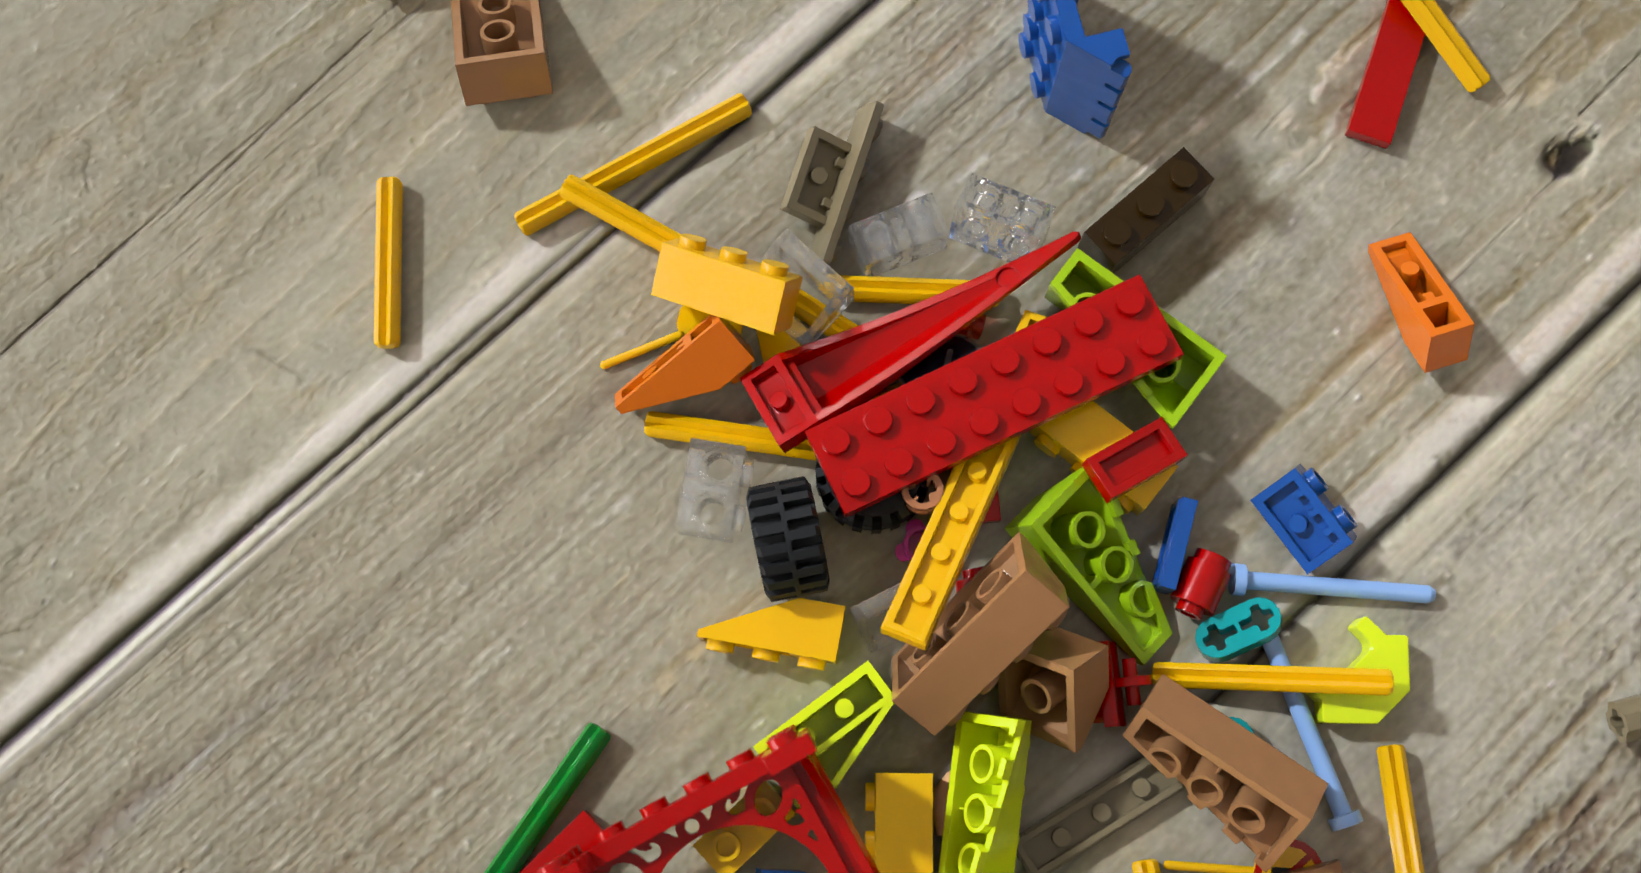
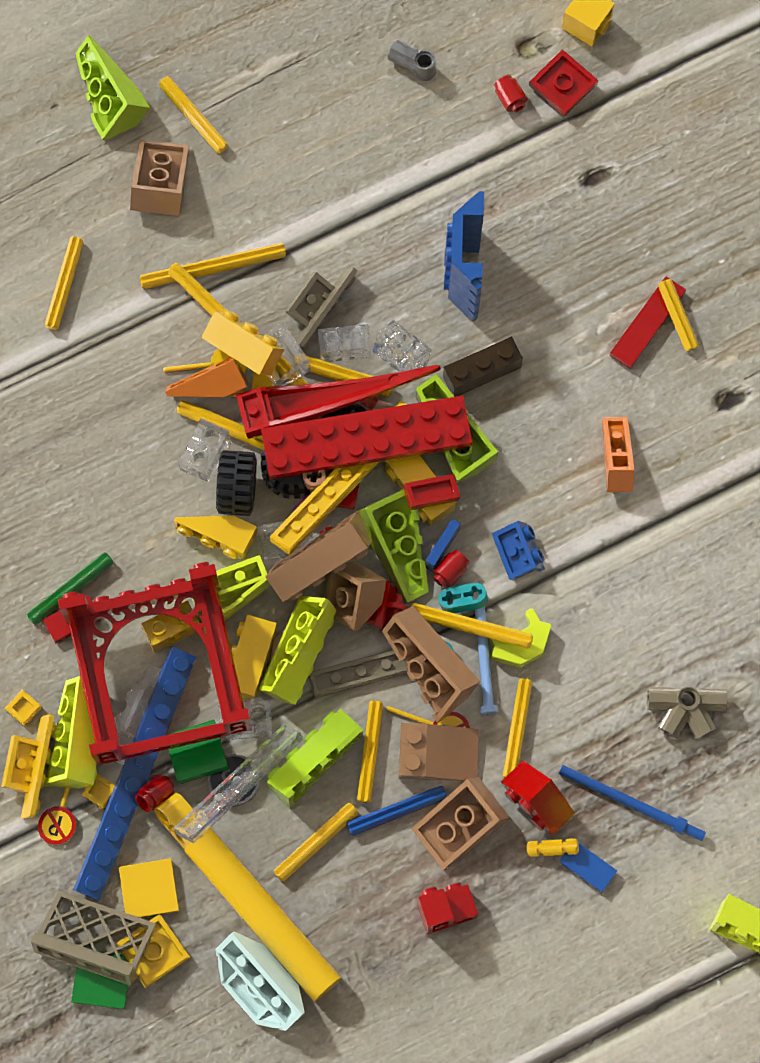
camera: 10 degrees right, 5 degrees down
(1244, 580) = (519, 590): light blue bar -> none

